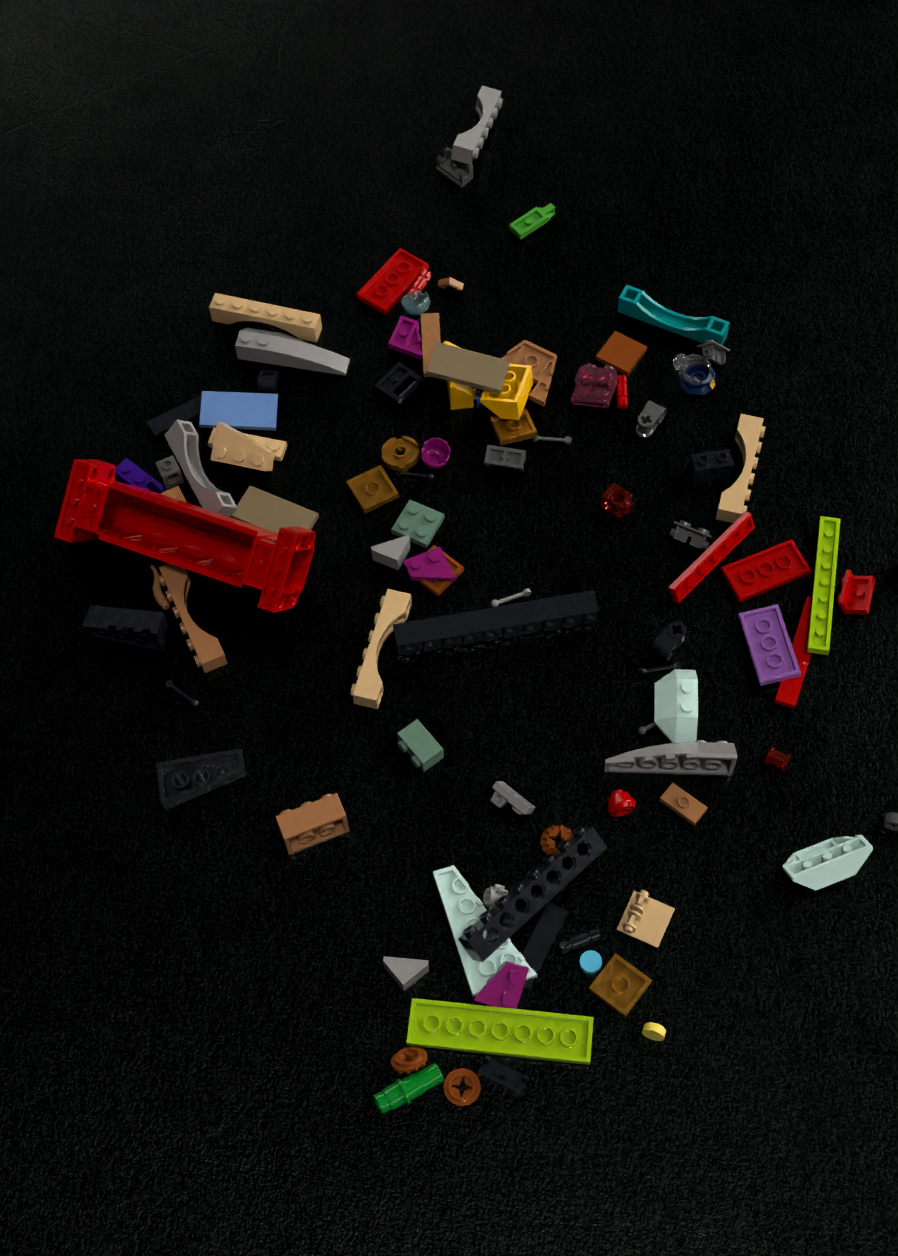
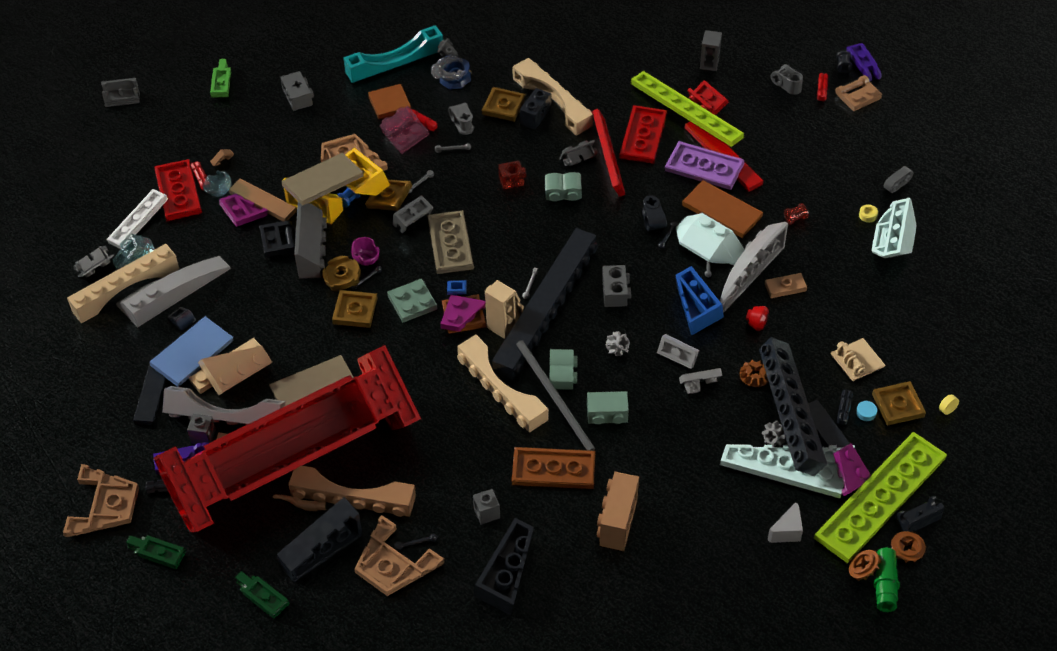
camera: 55 degrees left, 10 degrees down
(43, 526) = (157, 550): none -> dark green hinge
(55, 622) = (262, 594): none -> dark green hinge
(56, 467) = (111, 505): none -> medium nougat wing
(141, 689) = (388, 568): none -> medium nougat wing
(247, 721) = (486, 506): none -> dark grey brick
(262, 282) = (87, 266): none -> dark grey hinge
(302, 299) = (133, 249): none -> clear light blue slope
(330, 746) = (553, 468): none -> dark orange tile
(337, 277) = (137, 218): none -> white tile
(392, 552) = (424, 329): light grey slope -> none
(397, 697) = (555, 396): none -> dark grey piece
(410, 406) = (309, 241): none -> dark grey slope
(433, 683) = (562, 369): none -> sand green brick
(452, 546) = (456, 287): none -> blue slope
(452, 593) = (502, 308): none -> tan wedge
(468, 143) = (89, 41): light grey arch -> none
(496, 713) = (617, 343): none -> light grey gear
(504, 507) = (450, 242): none -> dark tan tile
(527, 766) = (677, 351): none -> light grey hinge
(555, 661) = (615, 286): none -> dark grey brick
(567, 280) = (297, 90): none -> dark grey brick
(594, 740) = (698, 301): none -> blue wedge
(600, 426) = (438, 148): none -> dark grey hinge
(639, 549) = (563, 186): none -> sand green brick
(696, 437) = (503, 104): none -> pearl gold plate
(731, 694) = (722, 208): none -> dark orange tile
(839, 822) = (868, 213): none -> light yellow tile

